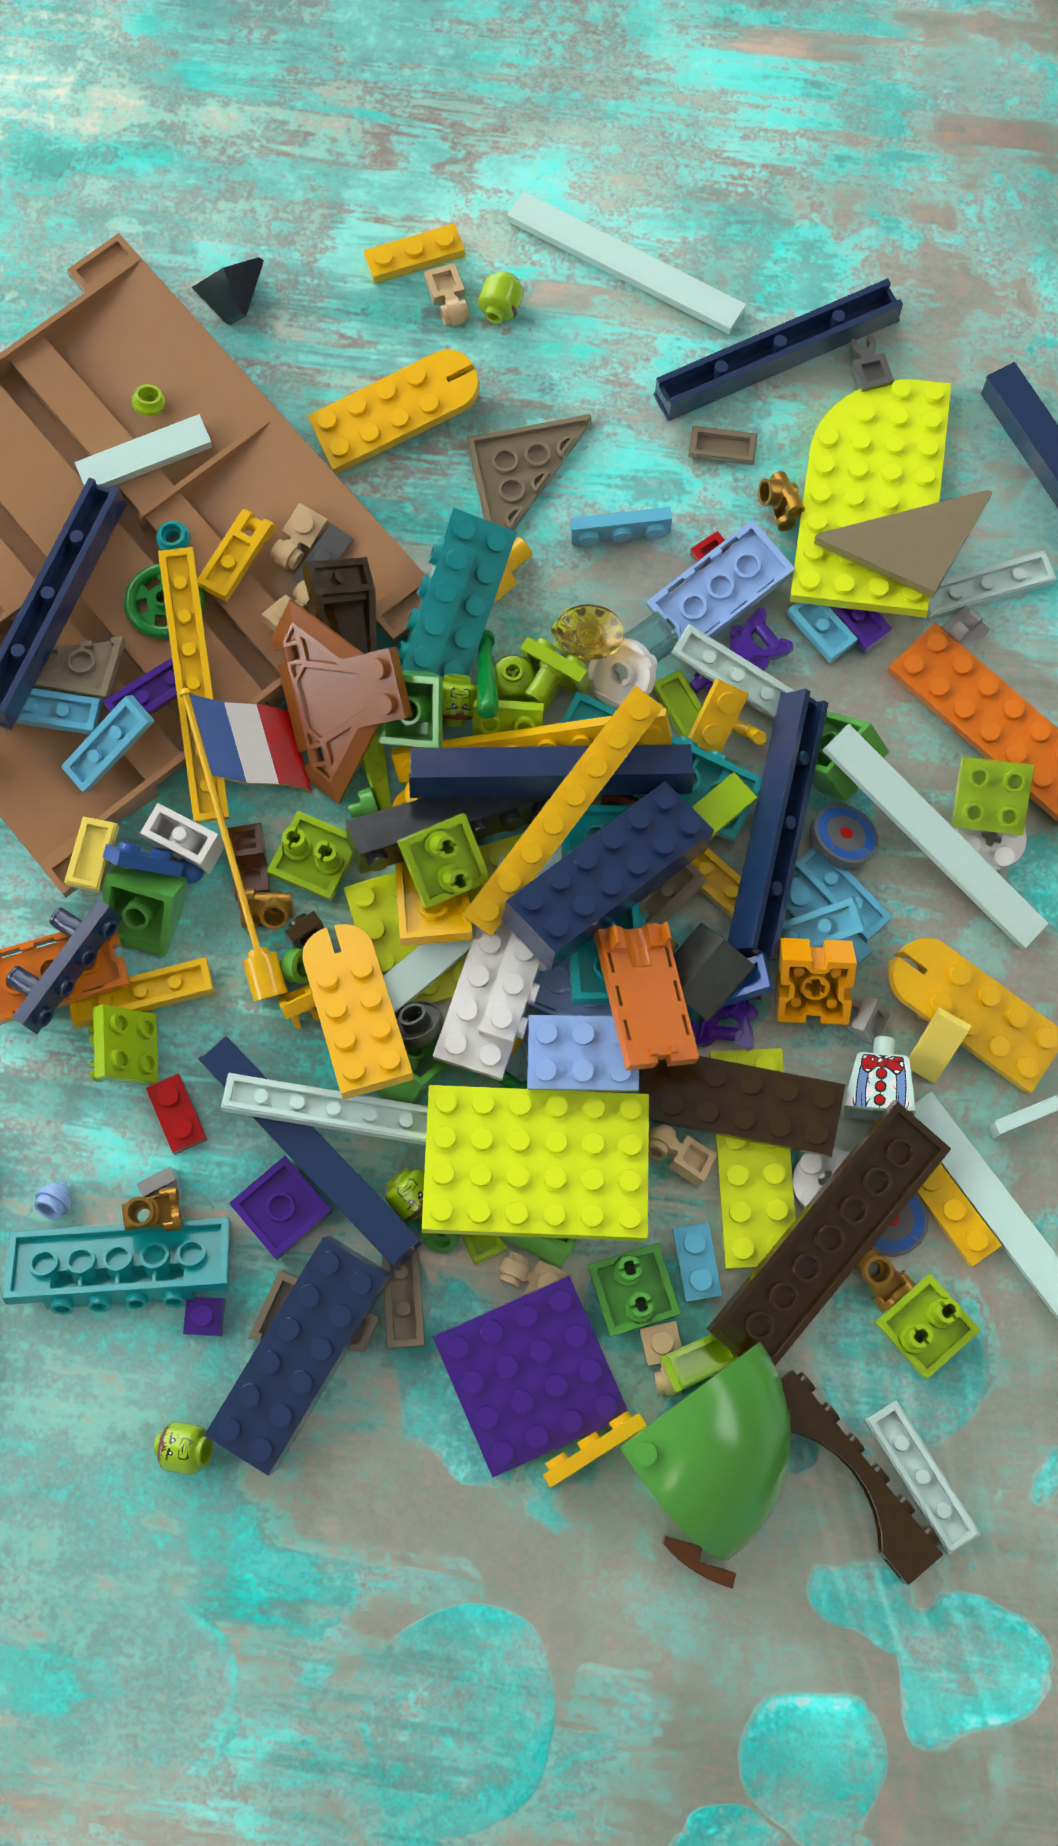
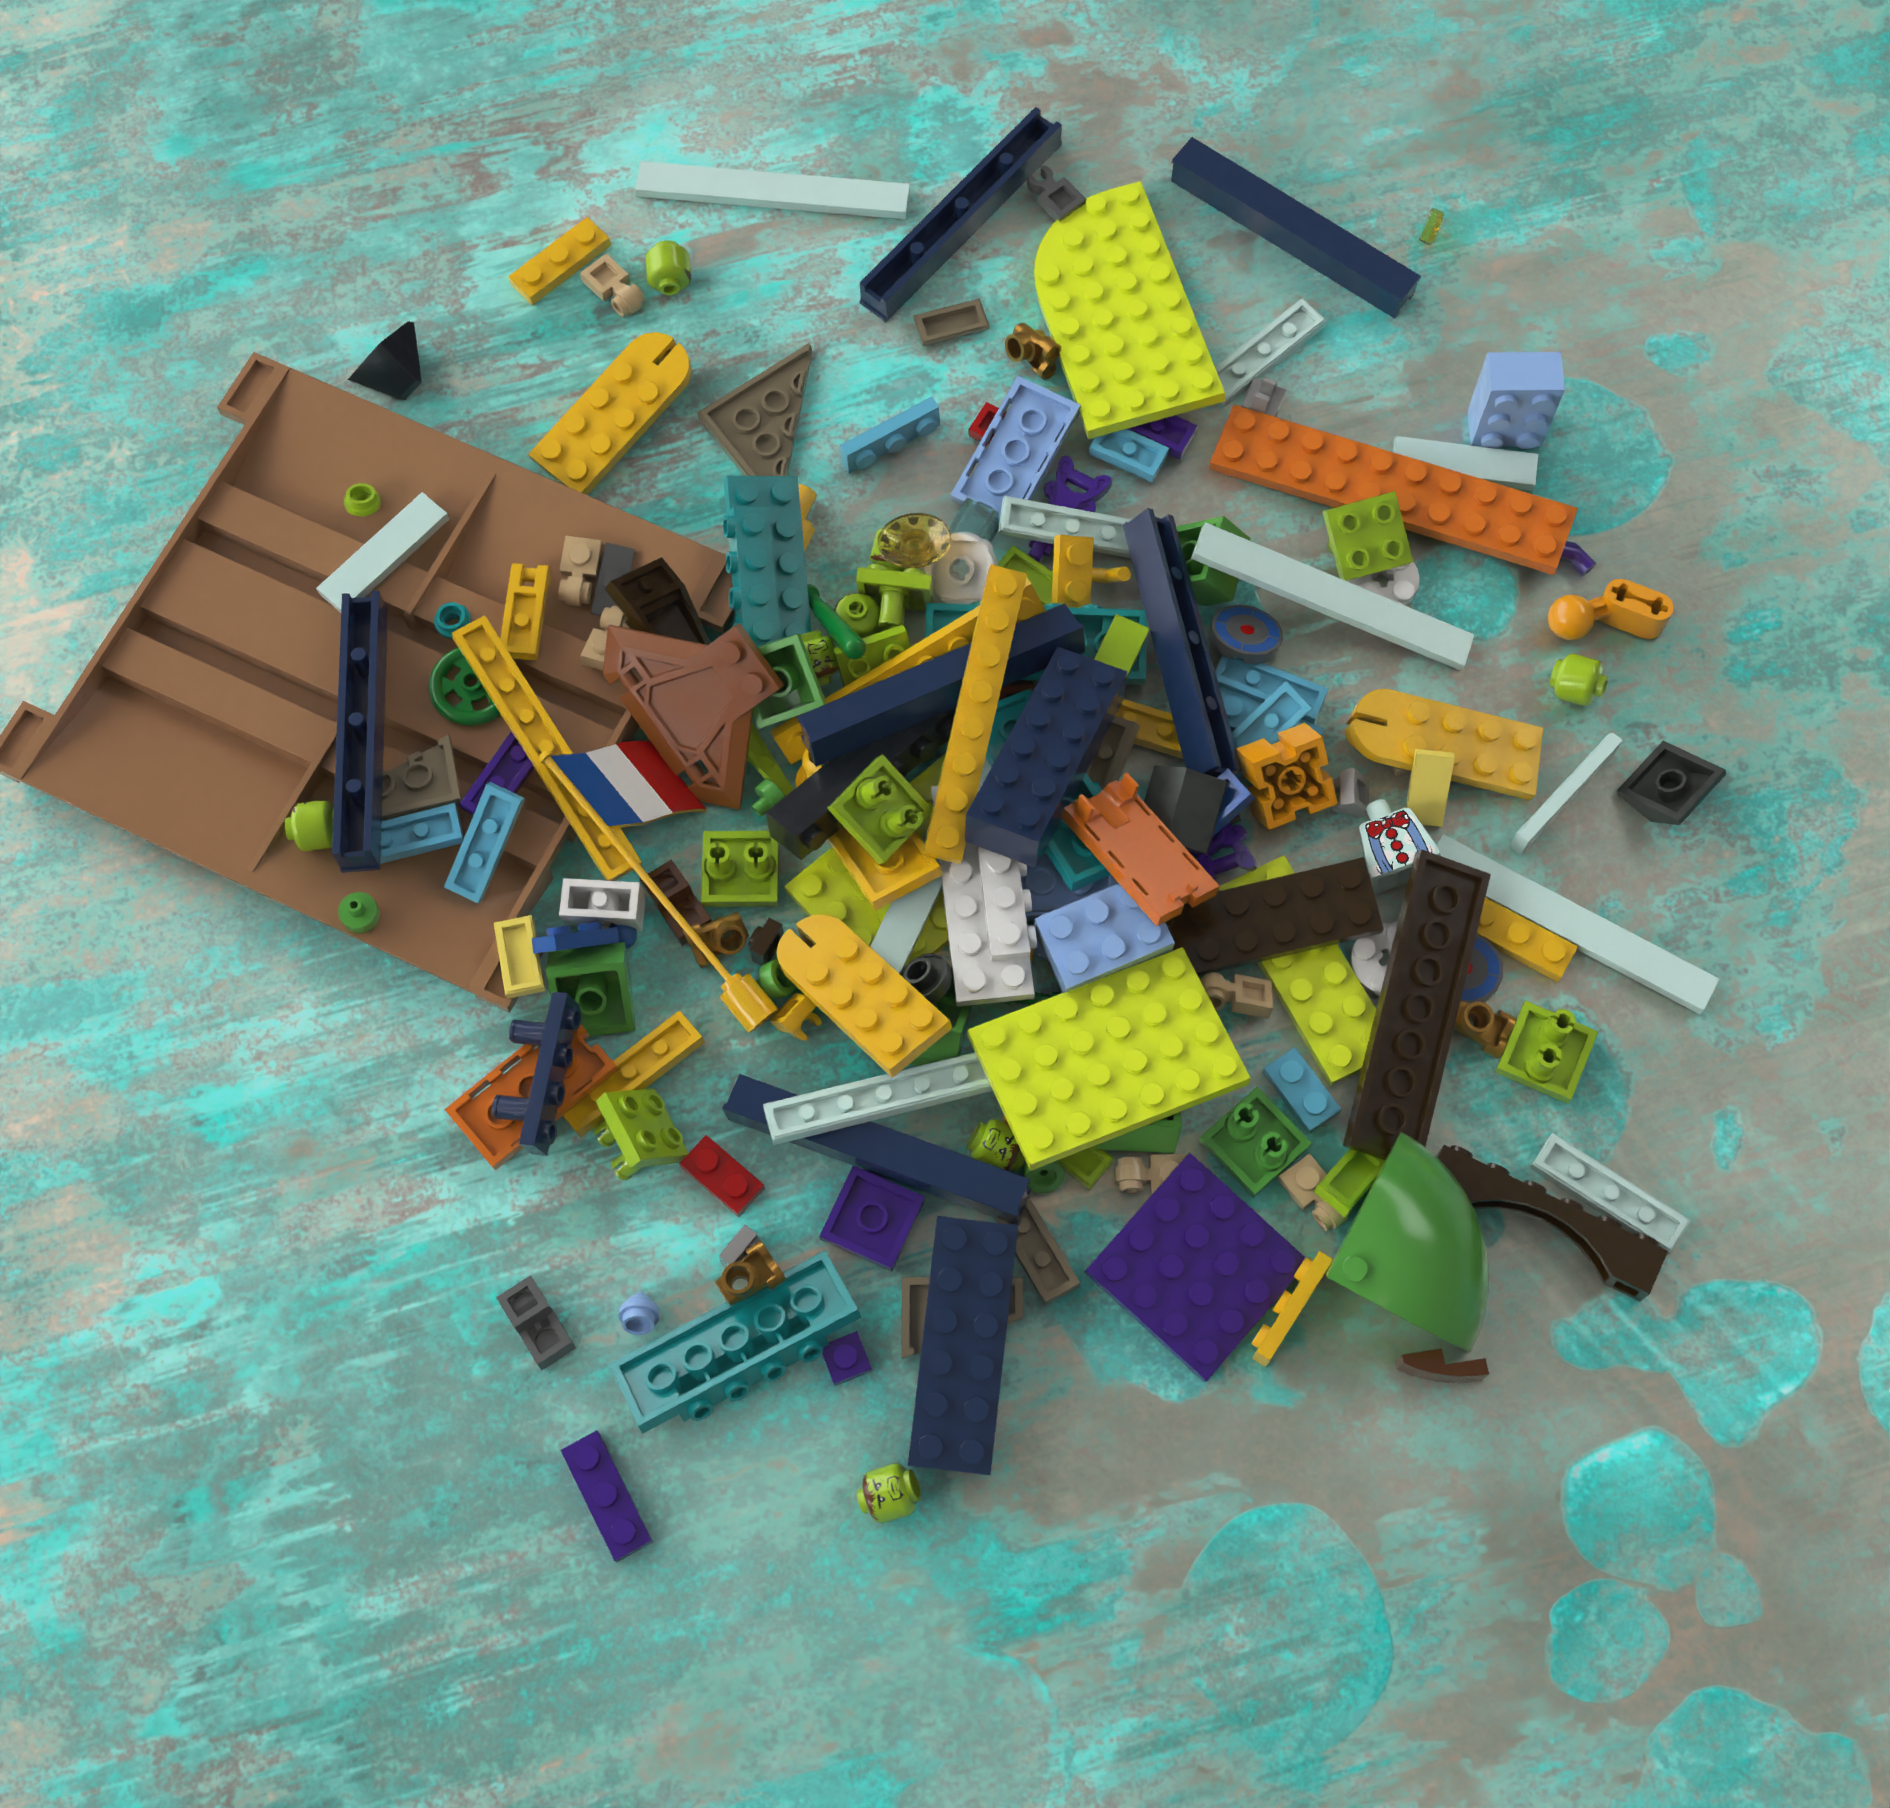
camera: 25 degrees left, 5 degrees down
(913, 544) = (1179, 339): dark tan tile -> none

